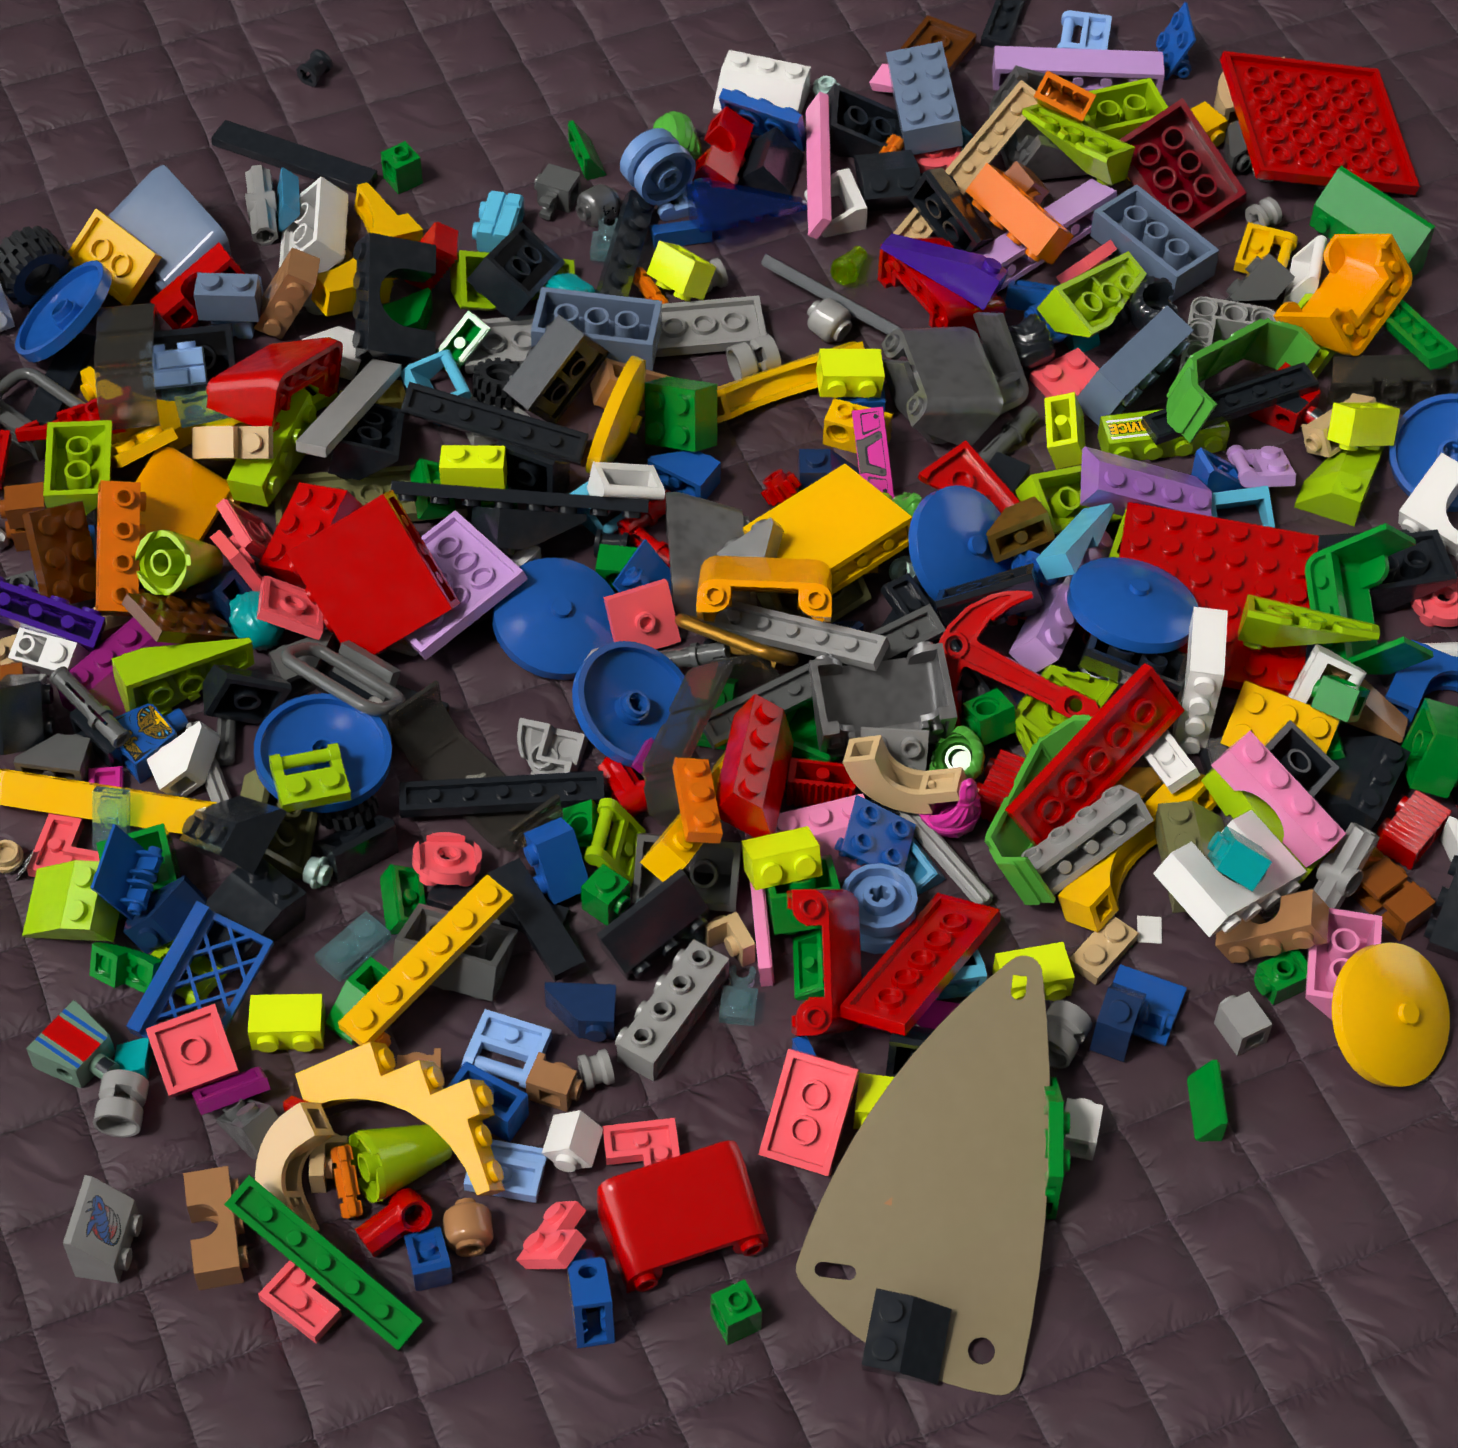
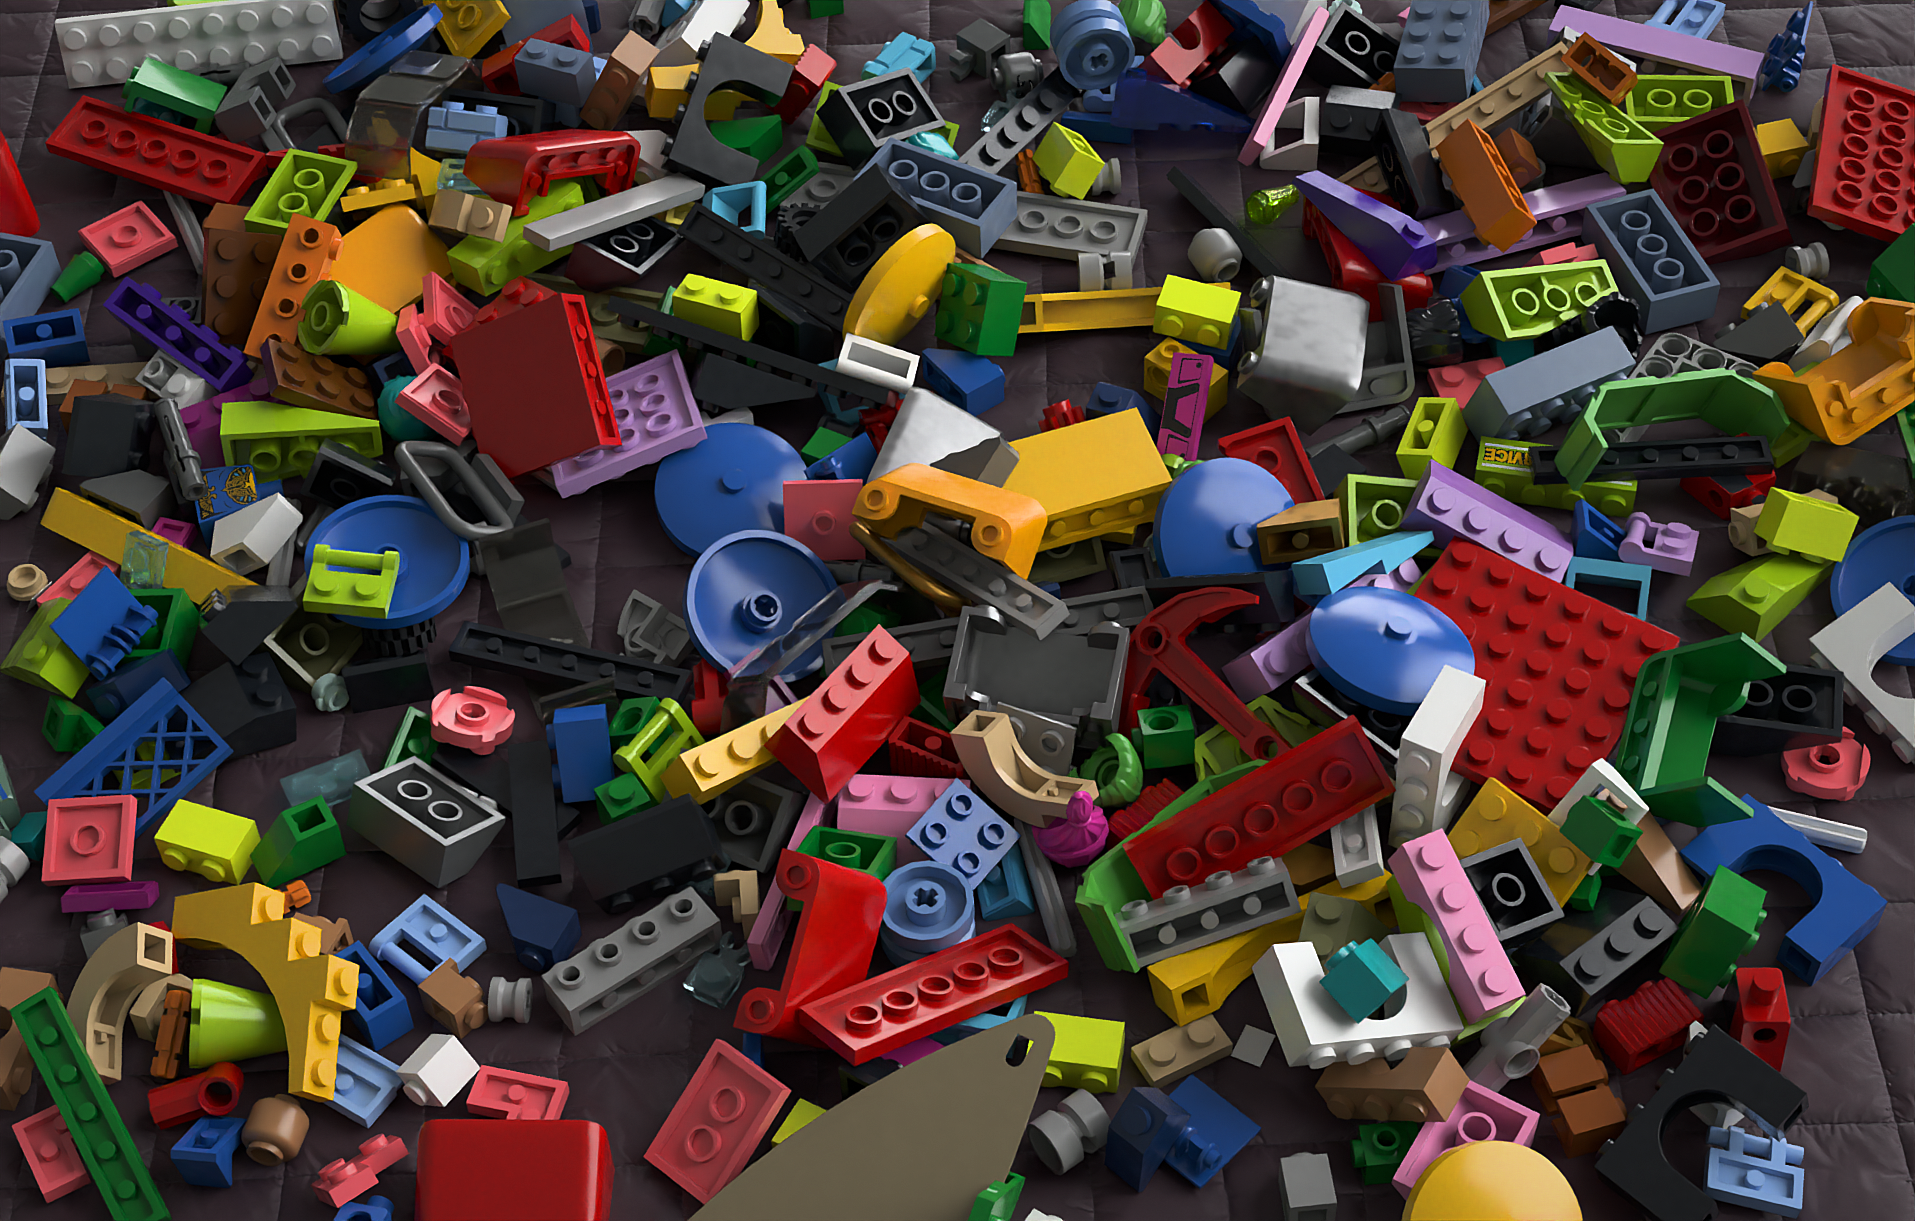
camera: 25 degrees right, 5 degrees down
(426, 961) = (372, 816): yellow plate -> none
(697, 800) = (748, 723): orange plate -> none
(781, 858) = (826, 821): neon yellow brick -> none
(1284, 624) = (1562, 721): lime wedge -> none

